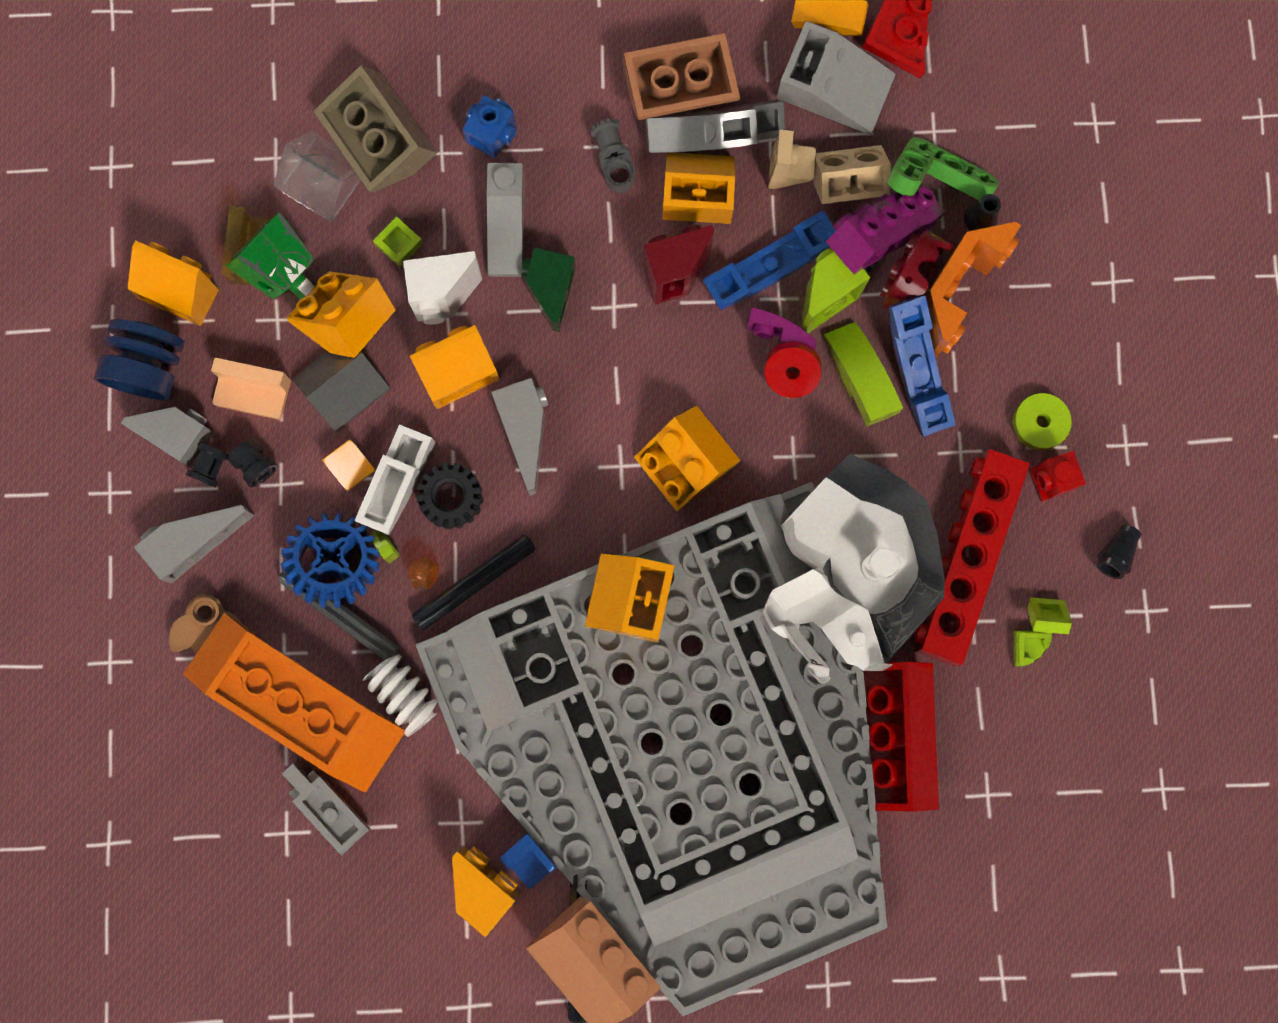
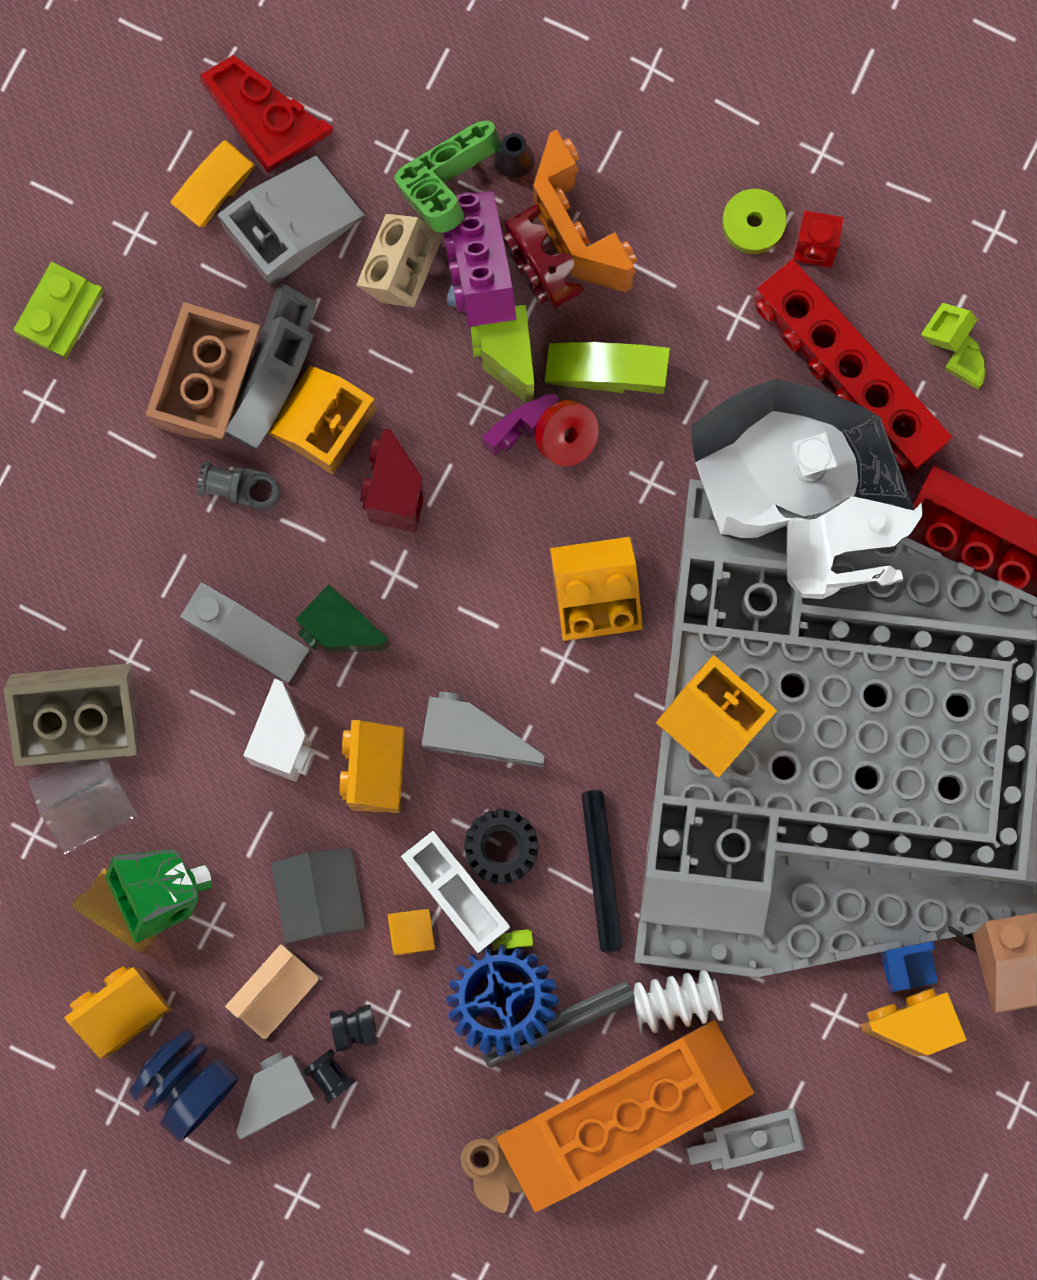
camera: 55 degrees left, 0 degrees up
(182, 543) = (397, 1144): light grey slope -> none
(342, 312) = (250, 850): light orange slope -> none
(398, 242) = (203, 755): lime plate -> none
(423, 572) = (564, 915): clear orange plate -> none
(490, 126) = (145, 603): blue brick -> none
(771, 263) = (442, 390): blue slope -> none
(790, 162) = (352, 314): tan slope -> none
(918, 365) = (636, 309): blue slope -> none
(1118, 555) = (925, 224): black cone -> none

